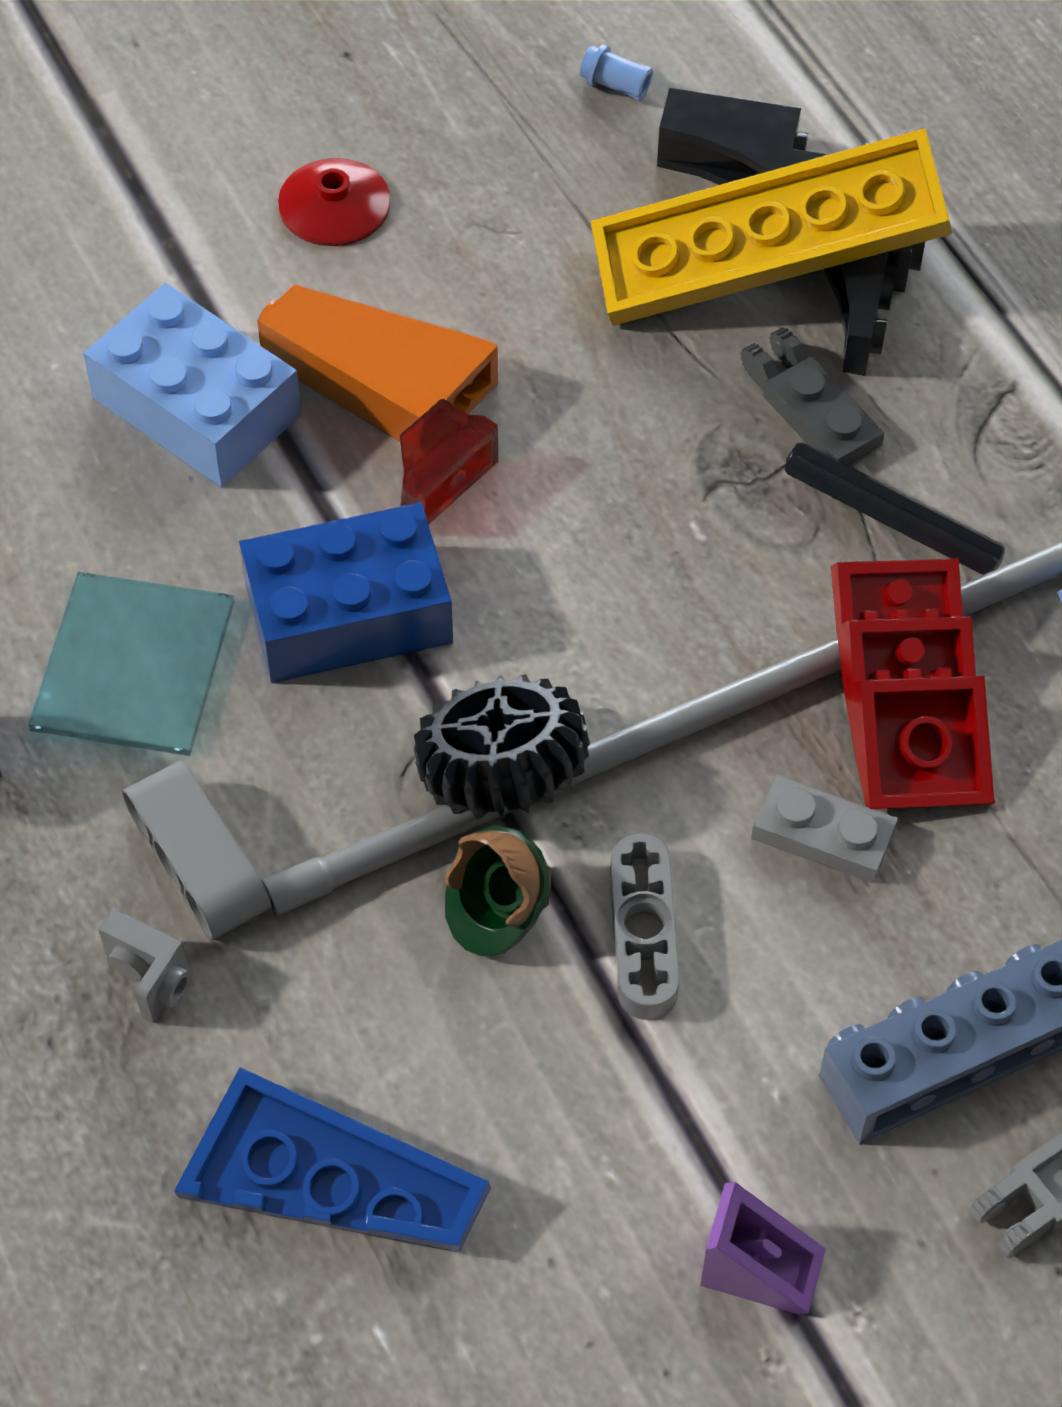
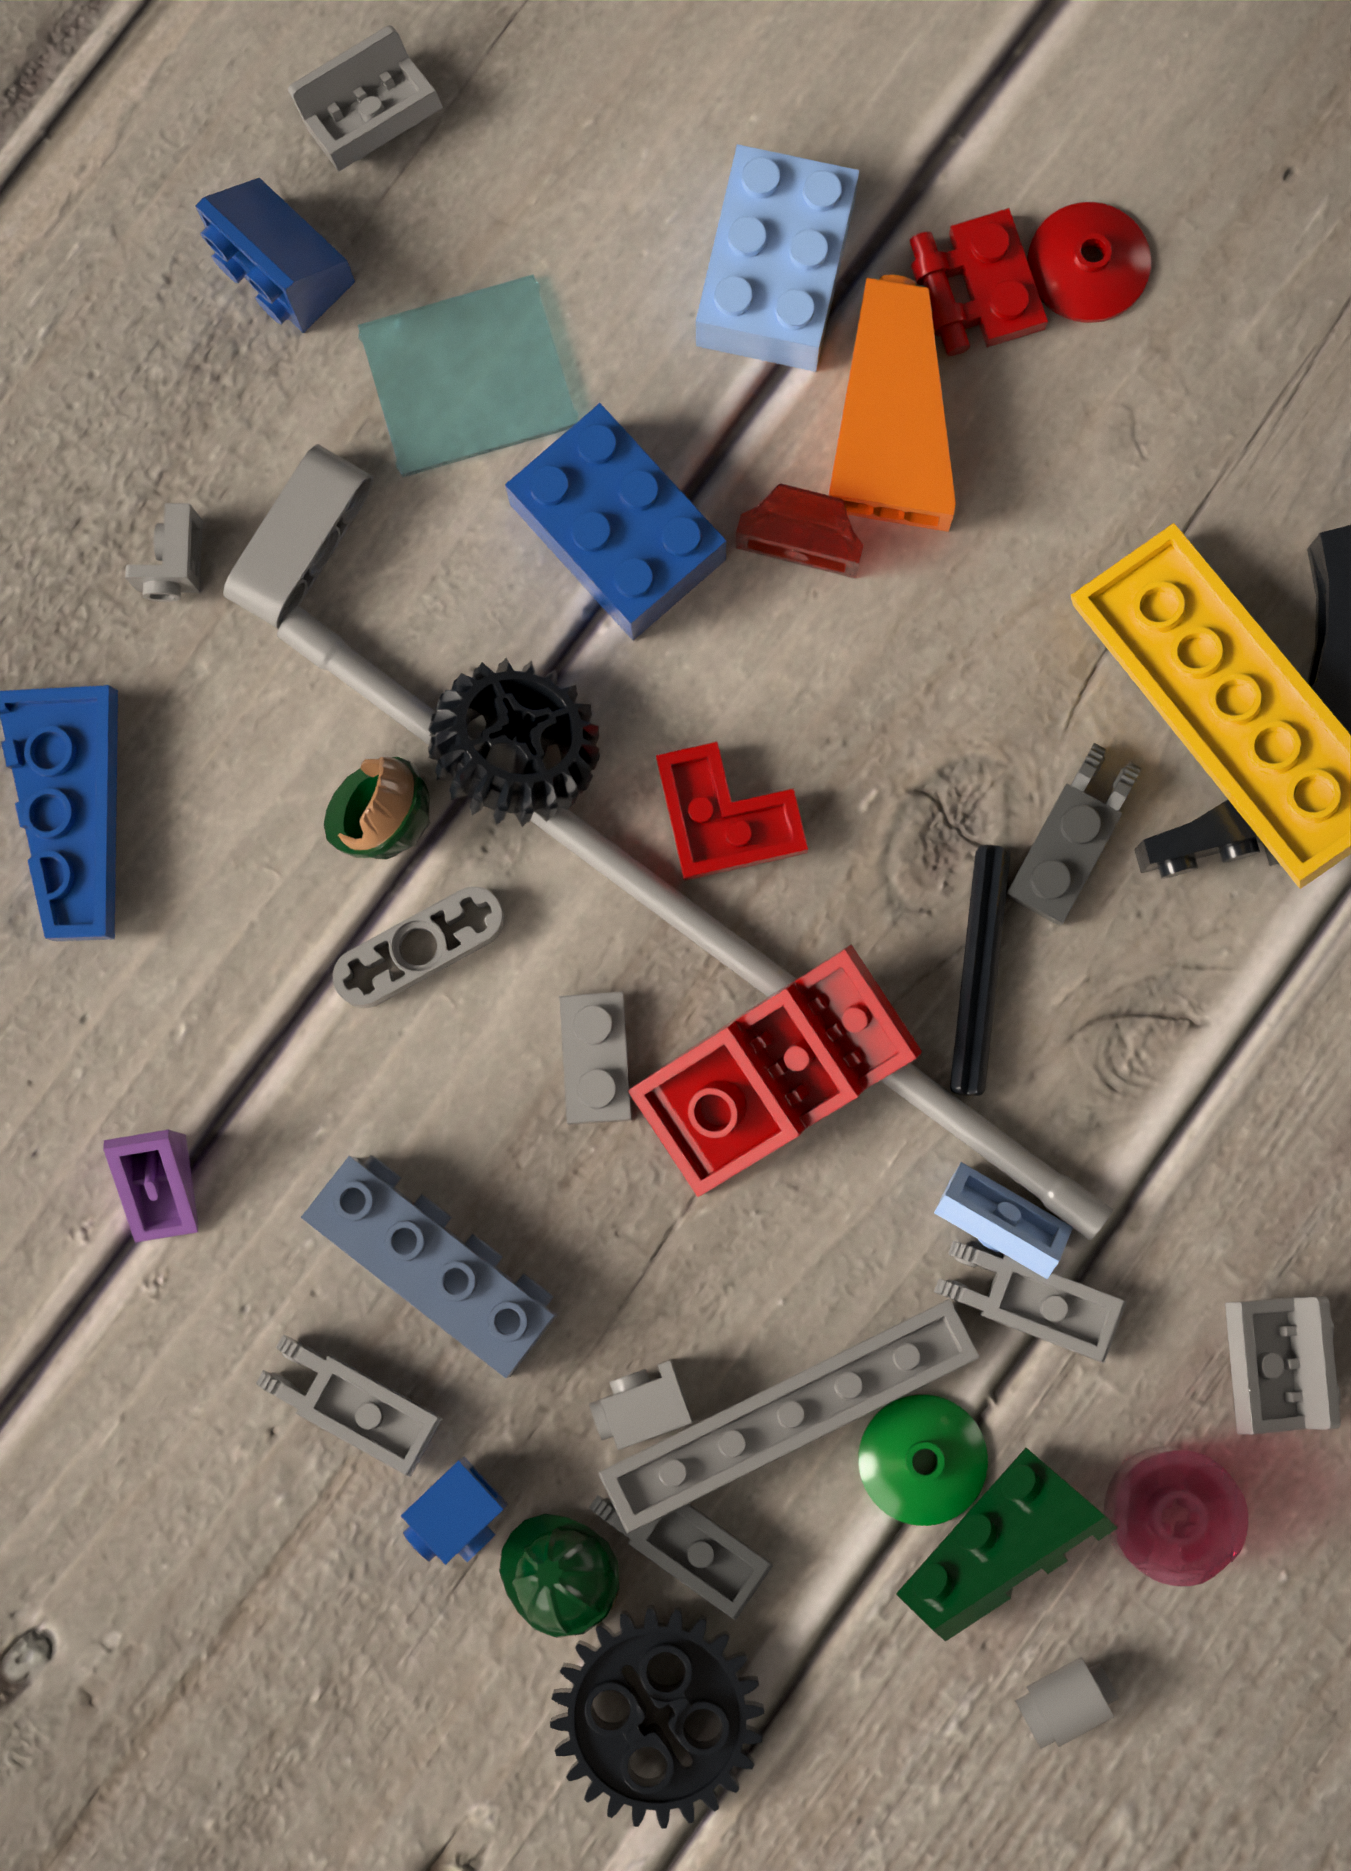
camera: 70 degrees right, 25 degrees up
(305, 258) = (995, 276): none -> red plate
(657, 645) = (718, 833): none -> red plate

